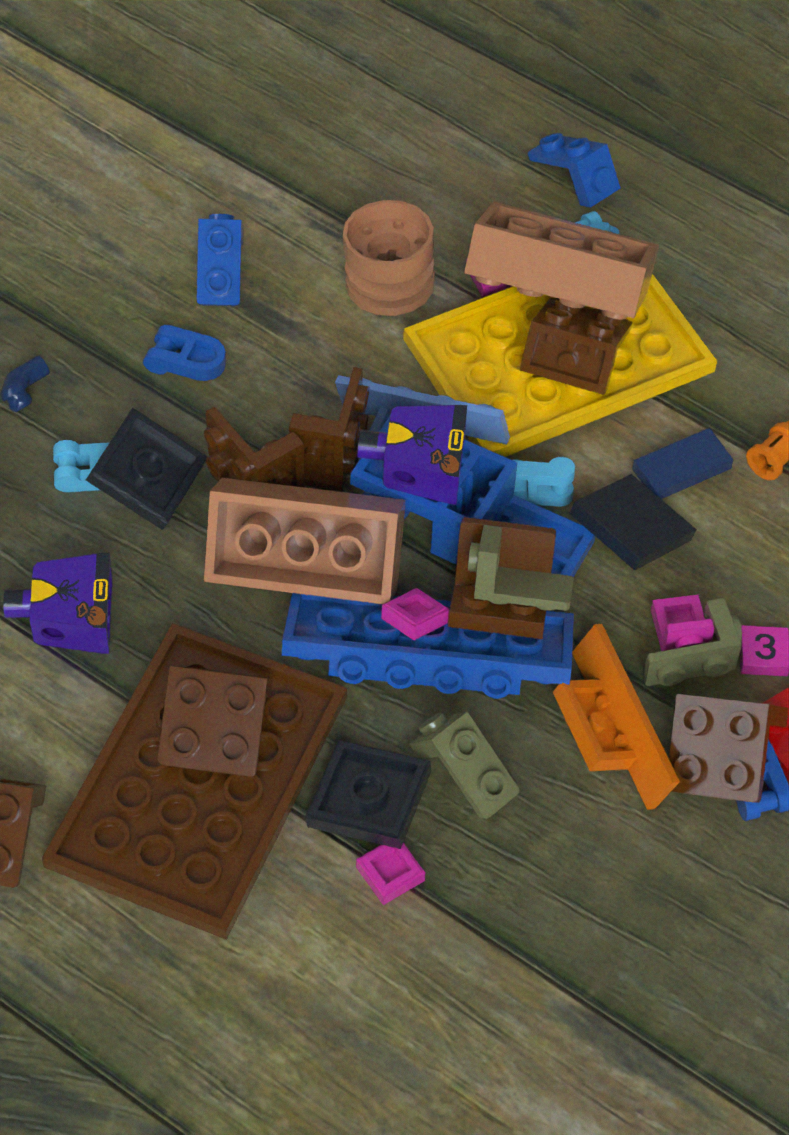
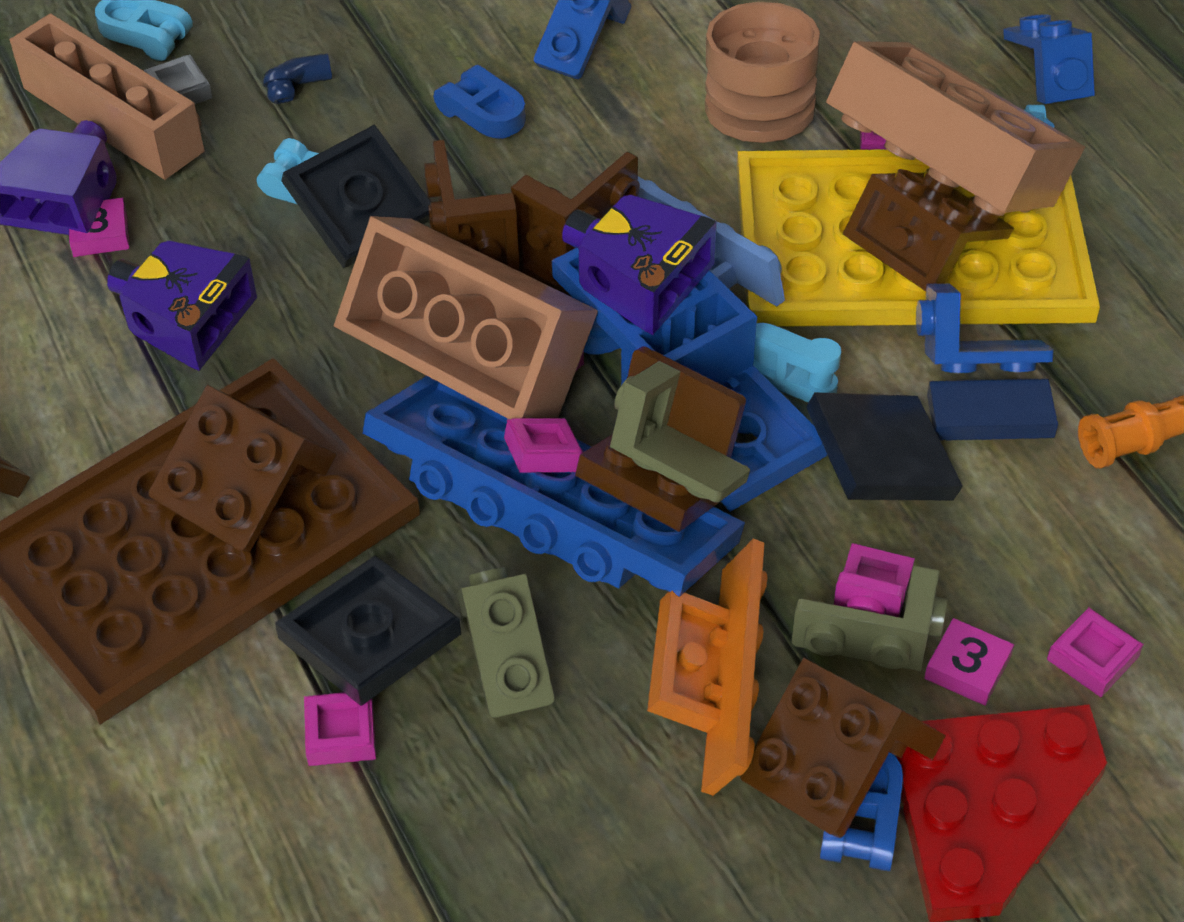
camera: 30 degrees right, 5 degrees down
(628, 424) = (940, 324): none -> blue bracket

